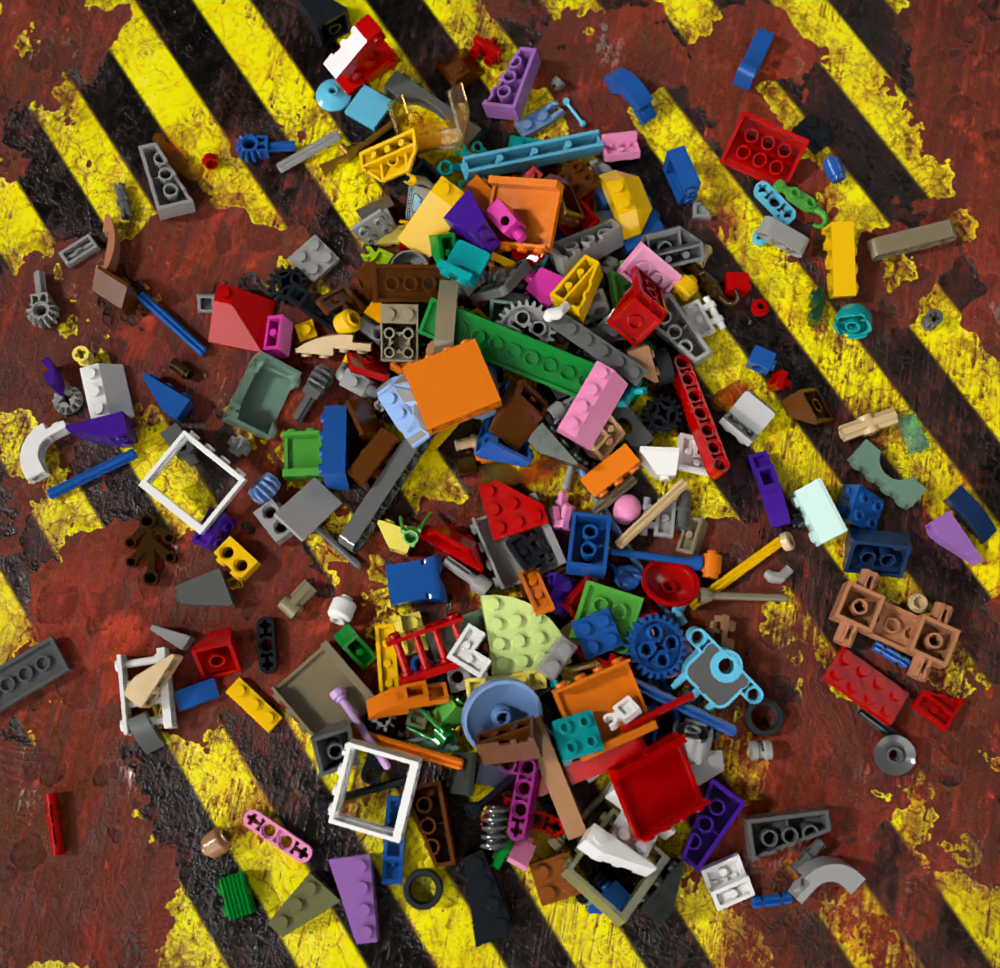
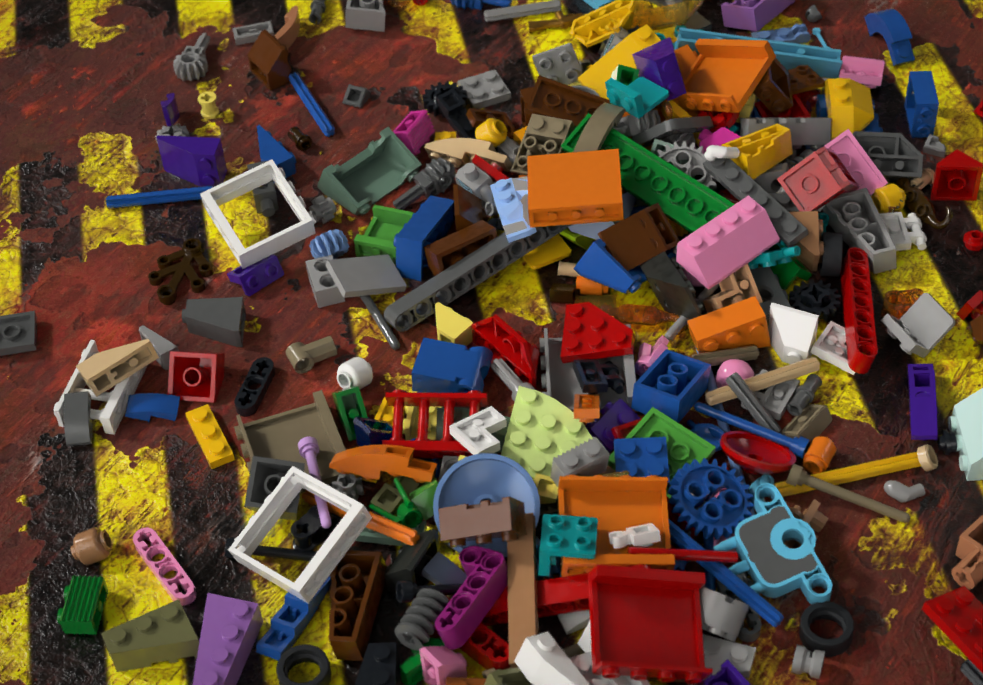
camera: 25 degrees right, 30 degrees down
(34, 449) = (119, 160): white arch -> none
(106, 390) = (218, 123): white slope -> none
(239, 318) = (376, 108): red slope -> none
(239, 556) = (266, 301): yellow brick -> none
(387, 668) = (372, 431): none -> clear blue slope
(412, 533) = (468, 318): bright green plant -> none
(507, 220) = (703, 76): dark pink torso -> none
(652, 539) = (751, 402): none -> dark grey axle
(733, 252) = (957, 178): none -> red slope
(736, 280) = (959, 207): red brick -> none
(761, 360) = (958, 283): blue brick -> none

